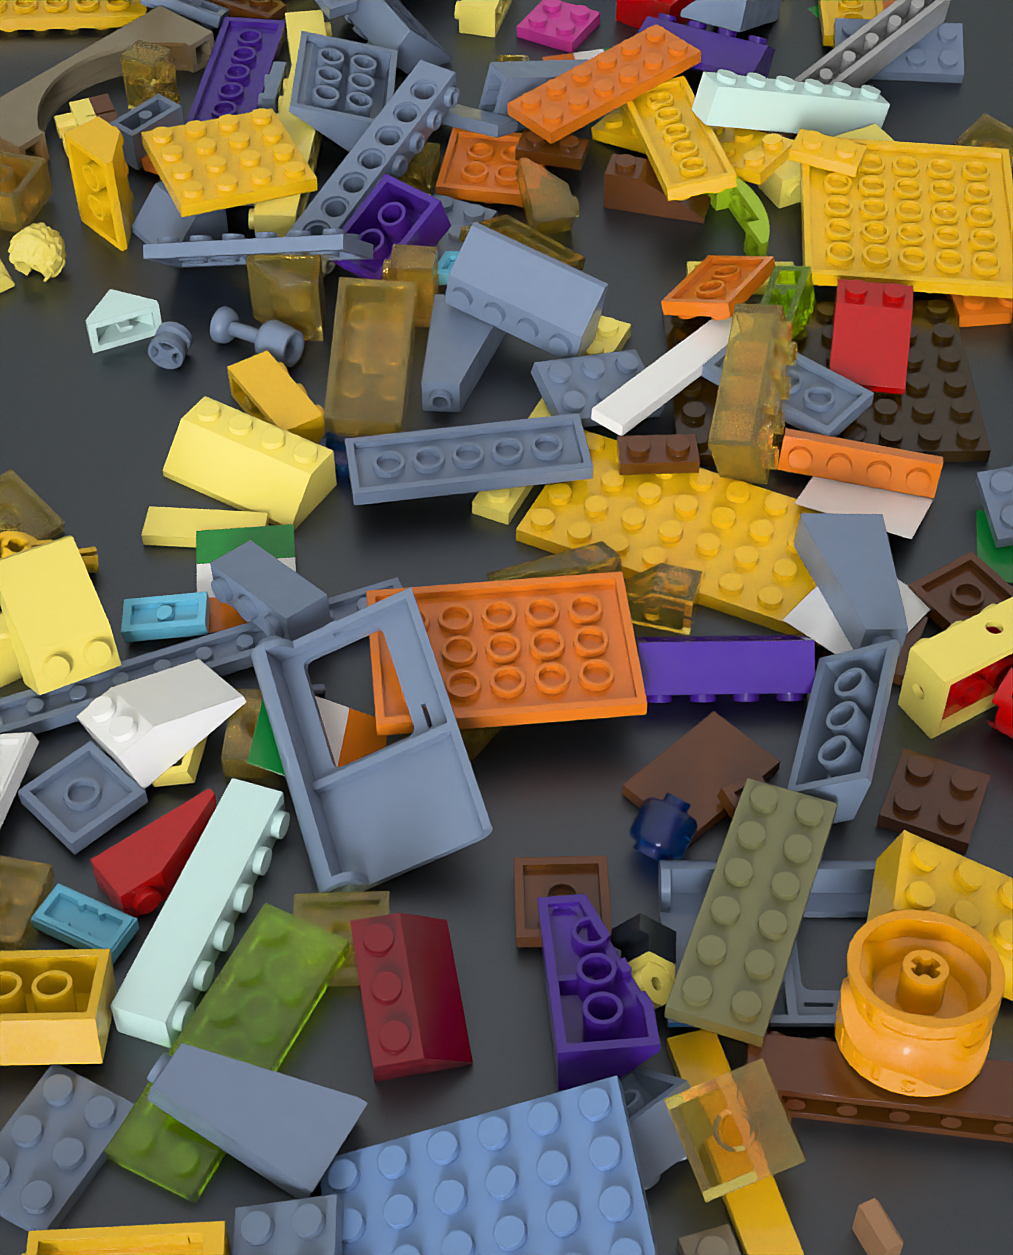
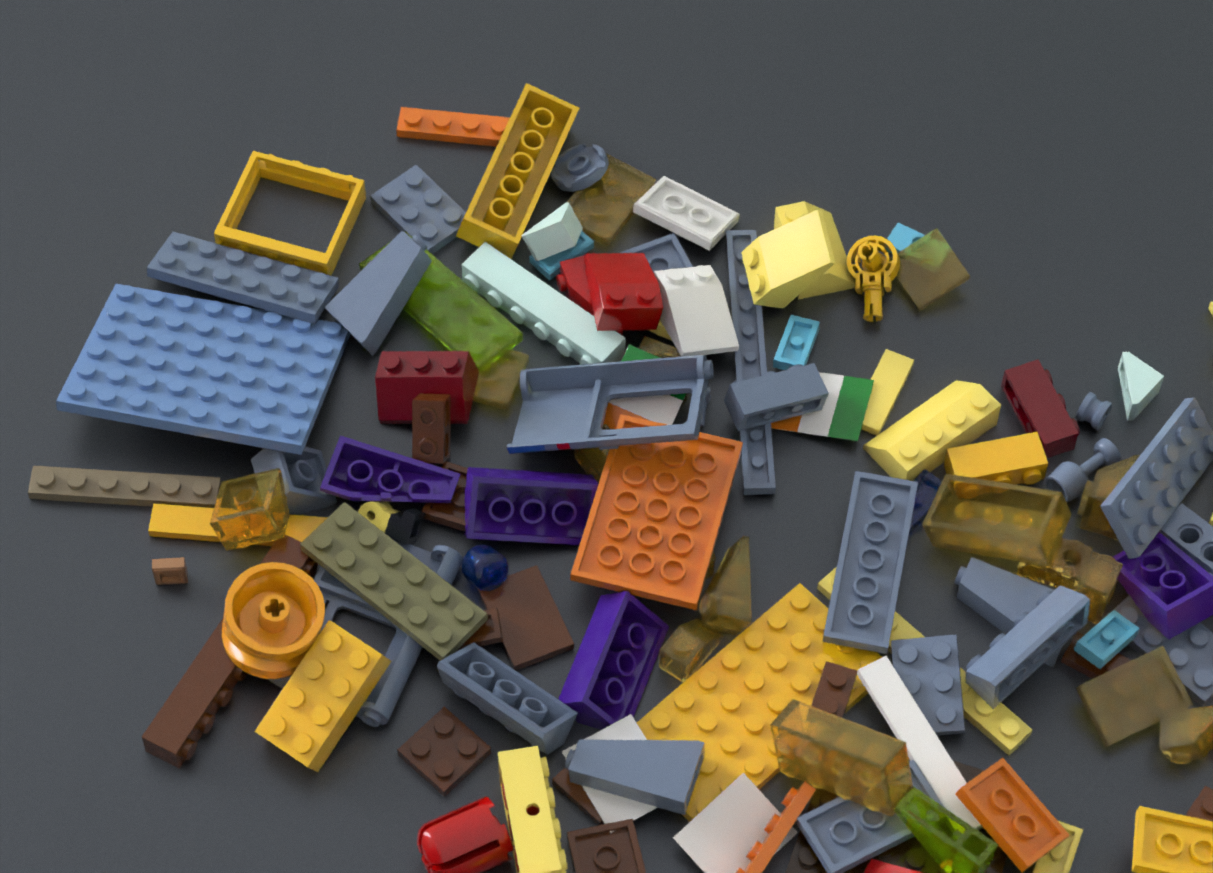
camera: 110 degrees right, 10 degrees up
(74, 909) = (554, 233): none -> light aqua slope
(154, 792) = (623, 291): none -> red slope
(174, 388) = (1040, 407): none -> dark red brick
(483, 950) = (431, 427): none -> reddish brown brick
(546, 805) = (527, 505): none -> dark purple slope

